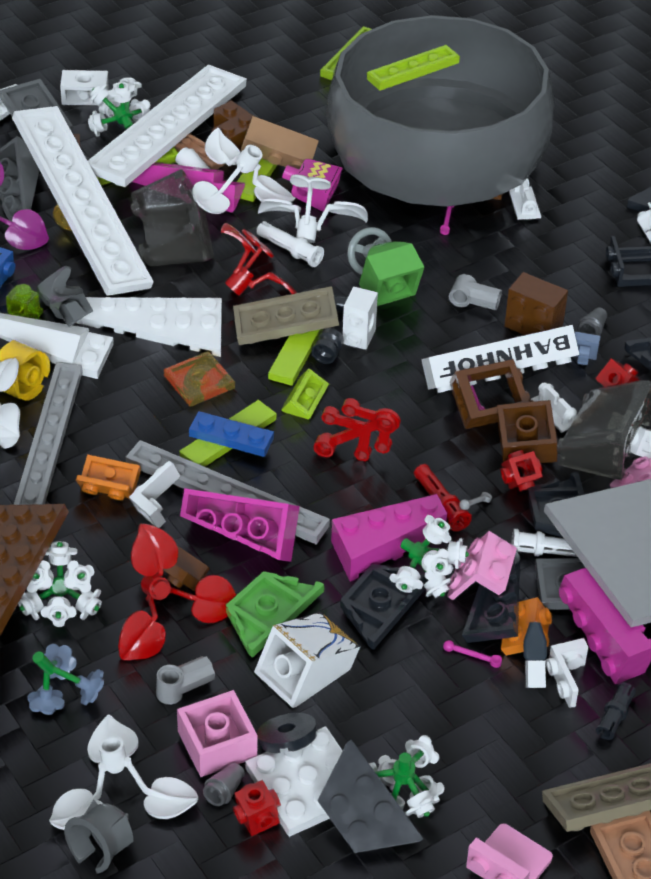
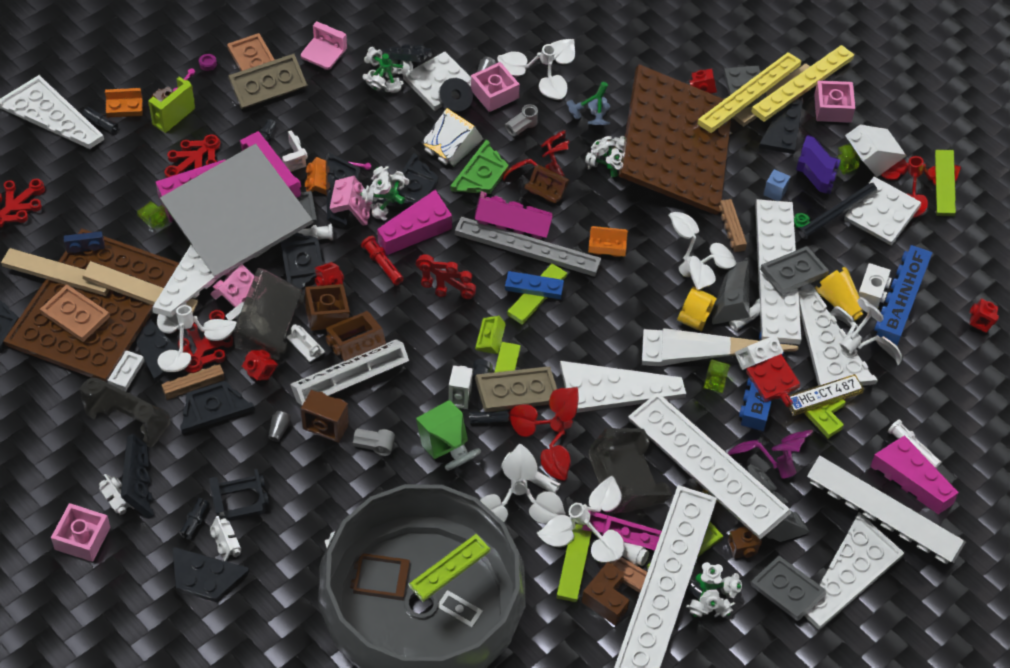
camera: 170 degrees right, 10 degrees up
(49, 434) = (658, 268): light grey plate -> none
(64, 300) = (700, 389): dark grey animal -> none
(78, 85) = (765, 626): white brick -> none
(108, 827) = (544, 29): dark grey helmet -> none
(145, 495) = (576, 228): white bracket -> none
(199, 378) = (569, 339): clear yellow tile -> none
(257, 807) = (464, 54): red brick -> none
(279, 144) = (561, 566): medium nougat brick -> none
(314, 168) = (527, 536): dark pink torso -> none
(465, 504) = (352, 269): light grey hinge -> none
(535, 653) = (314, 151): piece -> none
(587, 347) = (285, 398): sand blue tile -> none

